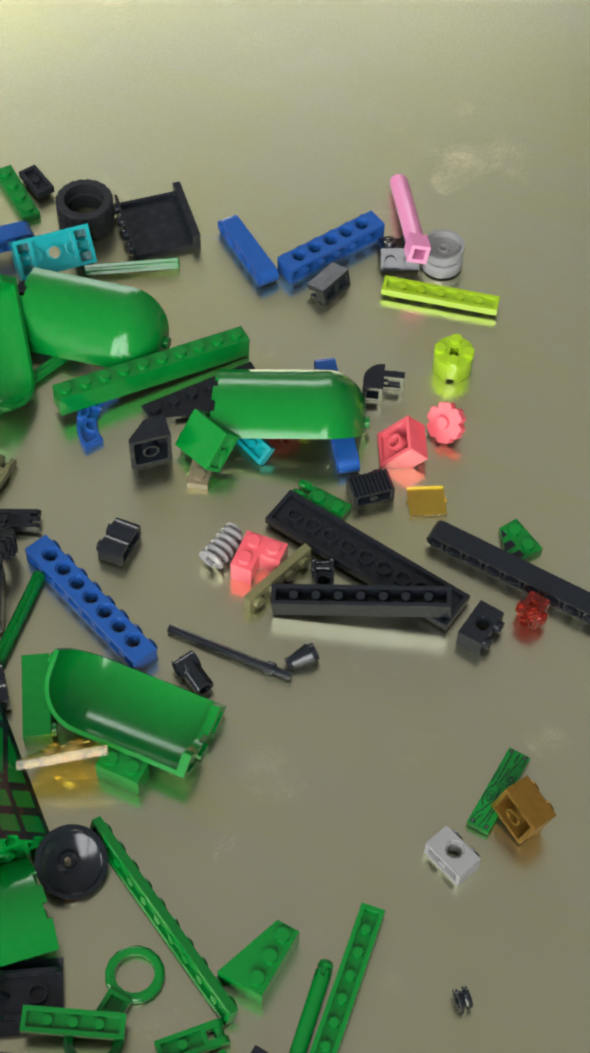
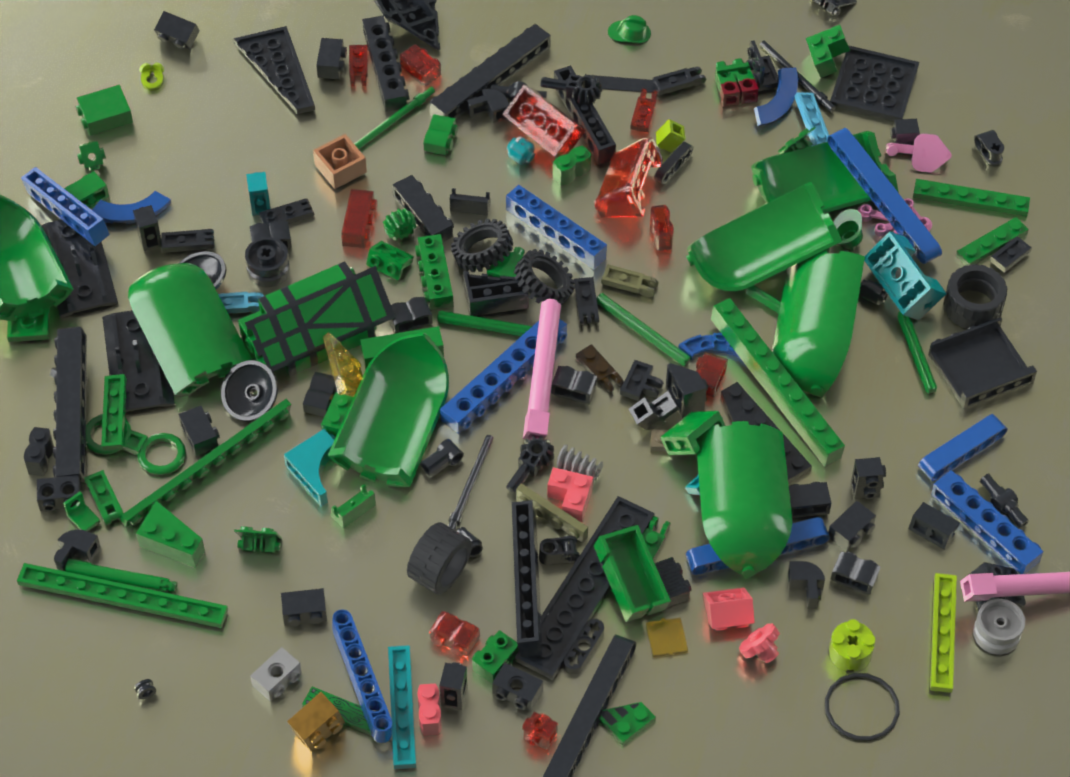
camera: 85 degrees right, 0 degrees up
(58, 476) = (643, 329): none -> green axle
(85, 787) = (319, 394): none -> black brick
(98, 520) = (599, 366): none -> dark brown hinge
(115, 923) = (199, 430): none -> black brick
(123, 487) = (637, 379): none -> black hinge
(124, 422) = (712, 369): none -> clear red brick
(163, 576) = (538, 416): none -> bright pink brick
(169, 473) = (653, 414): none -> black brick
(181, 807) = (308, 462): none -> teal arch
(211, 591) = (530, 462): none -> black gear
(242, 765) = (354, 507): none -> green hinge
(277, 860) = (266, 534): none -> green hinge
(278, 316) = (868, 478): none -> black brick
(291, 357) = (809, 499): none -> black brick
(308, 230) = (1004, 500): none -> black pin
(323, 339) = (852, 526): none -> black brick
(334, 674) = (439, 558): none -> black tyre
(367, 509) = (632, 573): none -> green piece
(369, 822) = (303, 607): none -> black brick
(373, 345) = (855, 572): none -> black brick
(414, 679) = (454, 633): none -> clear red brick
(431, 560) = (584, 655): none -> black beam
(444, 643) = (497, 651): none -> green brick
(454, 775) = (362, 684): none -> blue beam
(481, 679) = (453, 685): none -> black brick
(496, 735) = (401, 707): none -> teal plate
(501, 707) = (429, 709): none -> coral brick
(509, 389) = (862, 675): none -> black piece

